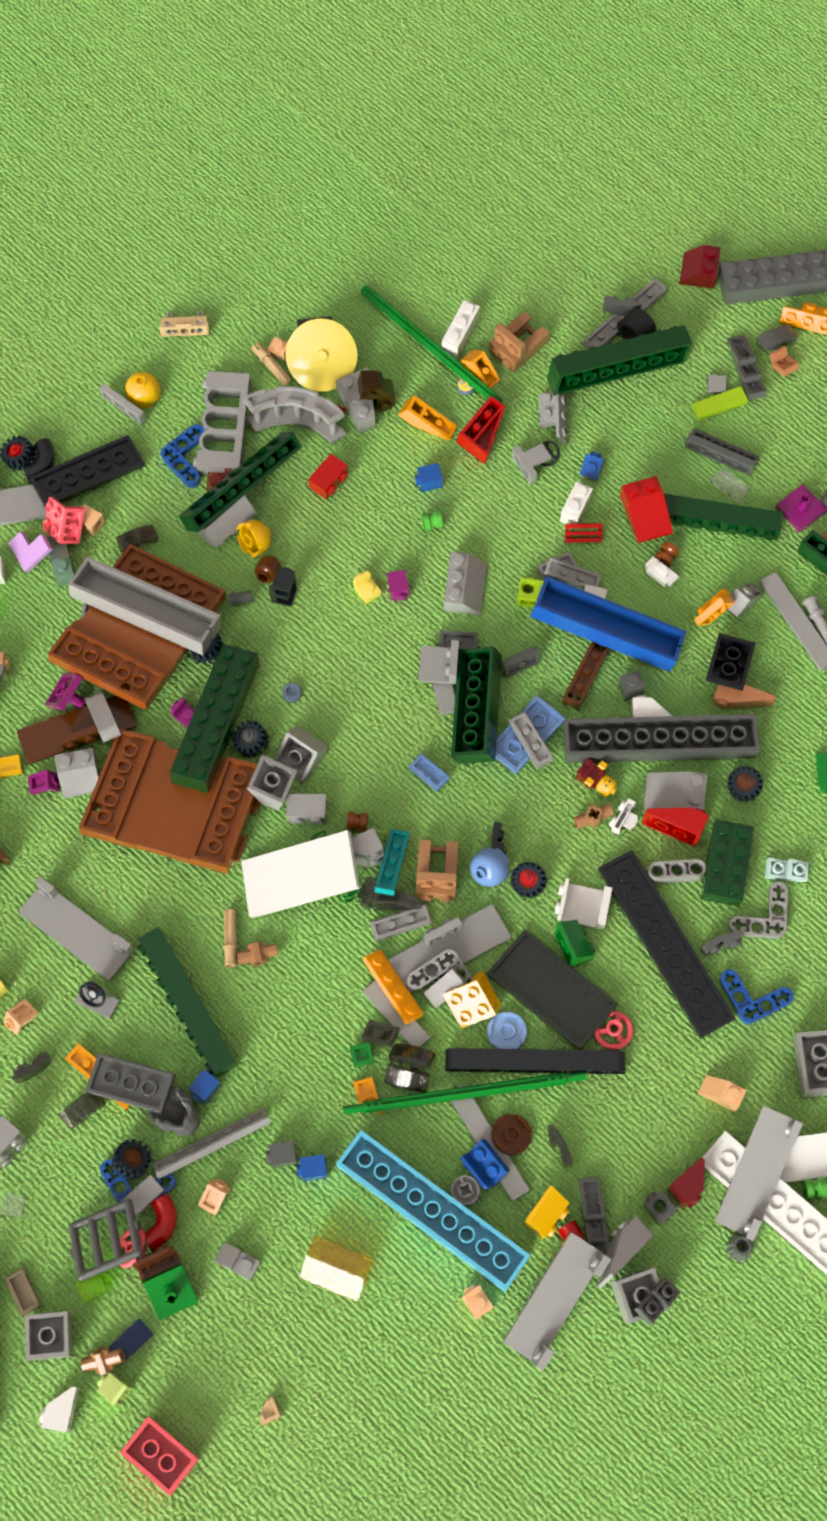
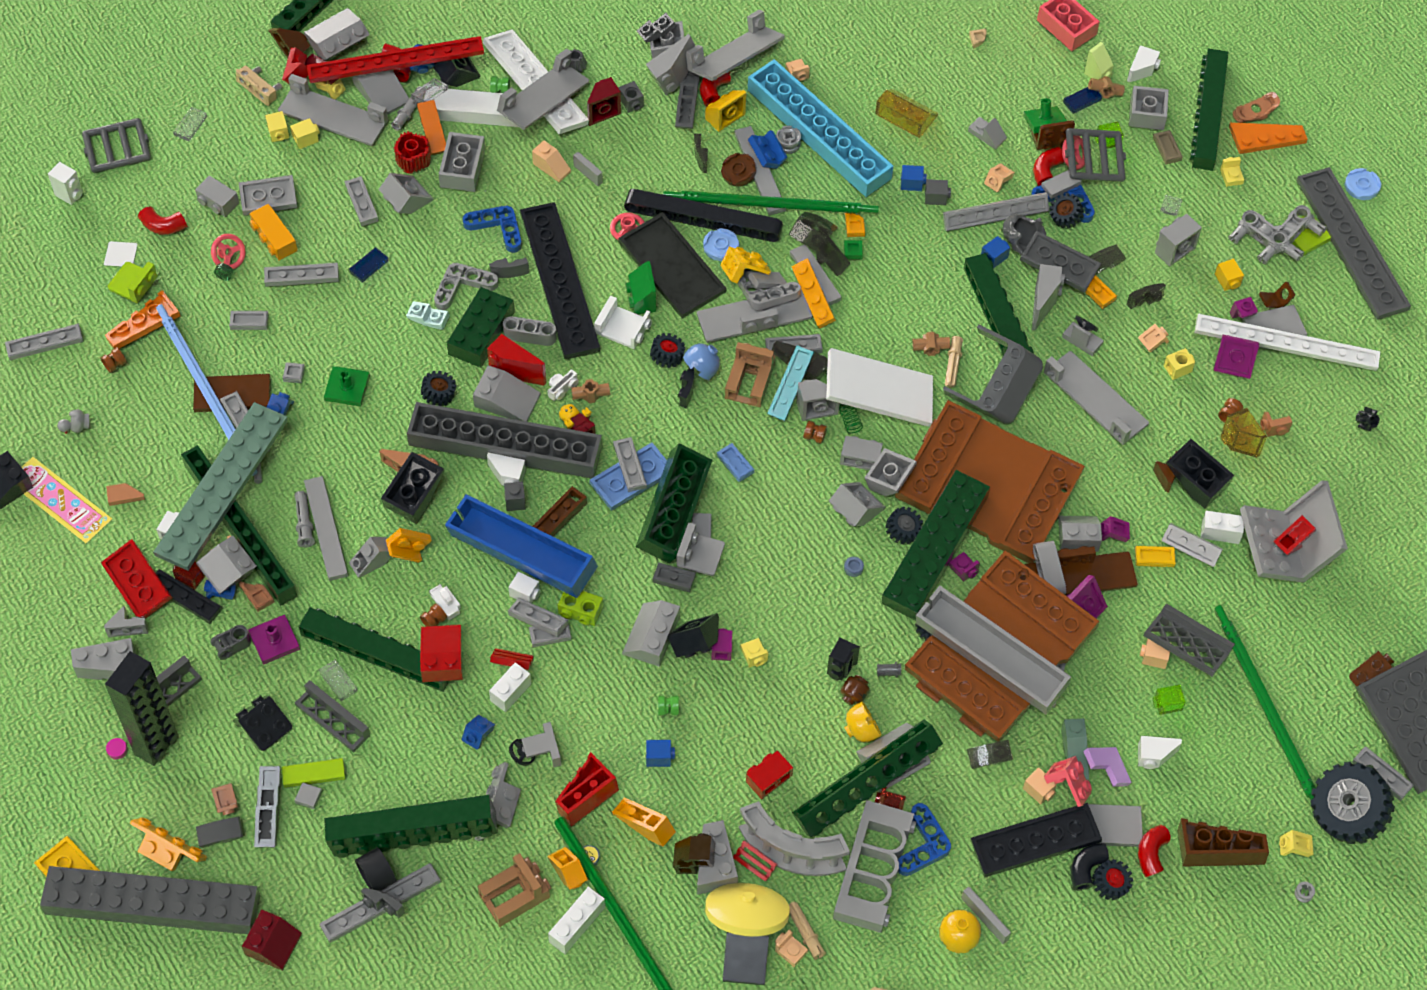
camera: 170 degrees left, 10 degrees down
(140, 1038) = (1047, 289): none -> light grey slope
(165, 909) = (1009, 383): none -> dark grey windscreen
(423, 581) = (695, 636): none -> black slope
(520, 662) = (610, 544): dark grey plate -> none
(678, 1093) = (587, 168): none -> light grey tile
(782, 431) = (263, 722): none -> black bracket

